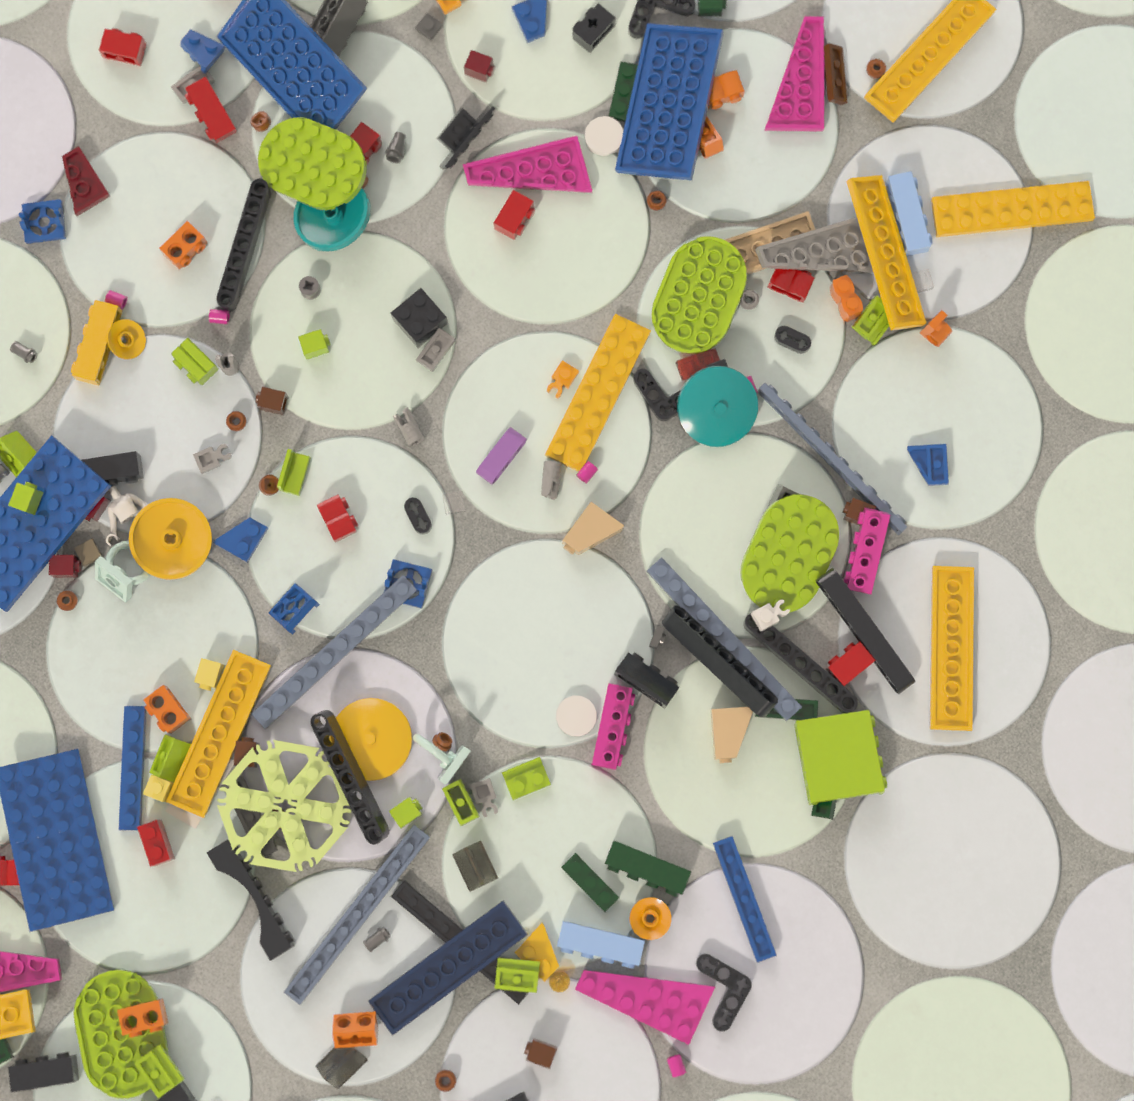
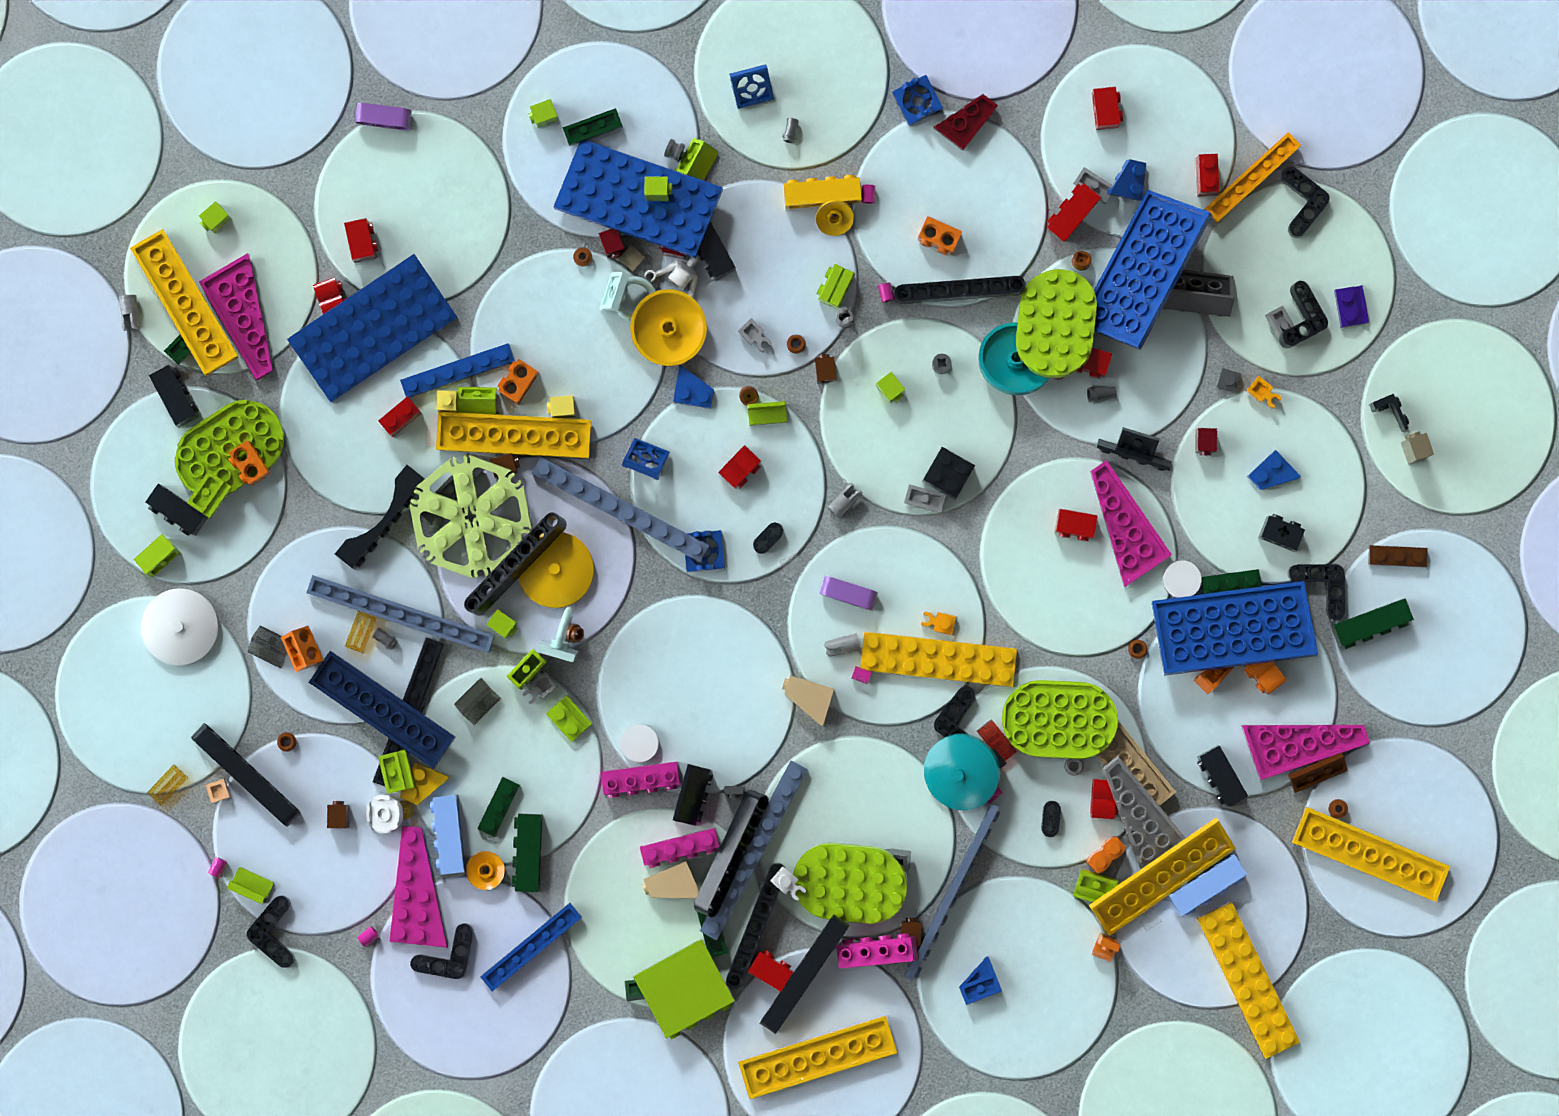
camera: 70 degrees right, 5 degrees up
(347, 951) = (353, 629): none -> clear yellow tile
(556, 1003) = (384, 813): none -> white tile
(695, 710) = (679, 846): none -> dark pink brick
(808, 163) = (1221, 776): none -> black brick

